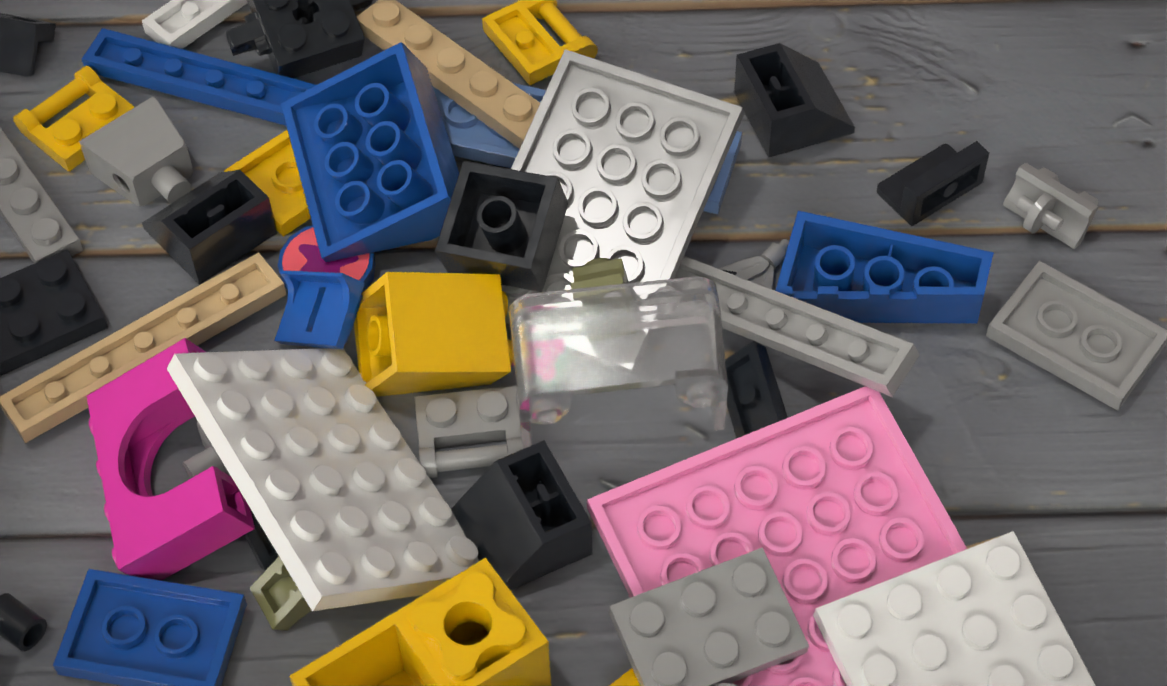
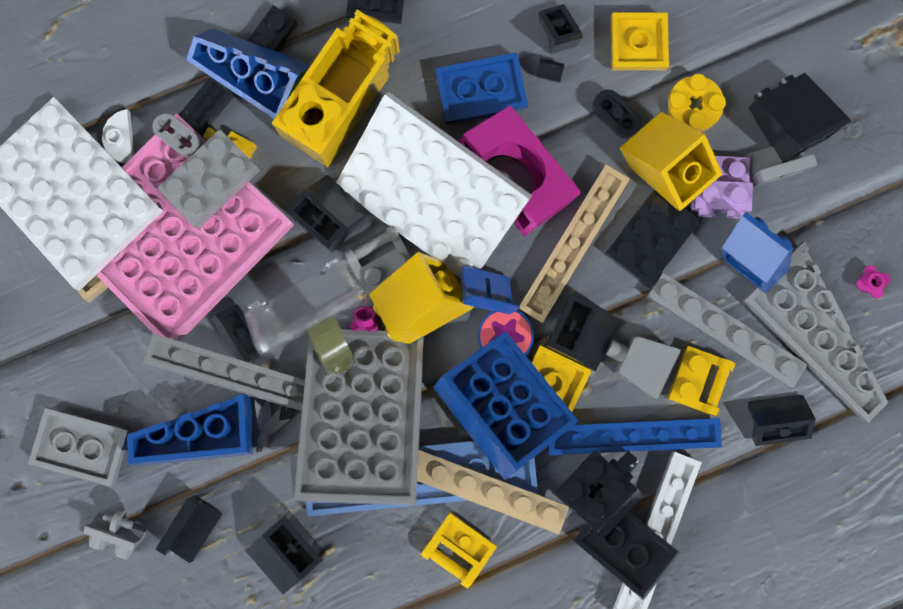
camera: 155 degrees right, 30 degrees up
(503, 225) = (403, 368): black brick -> none

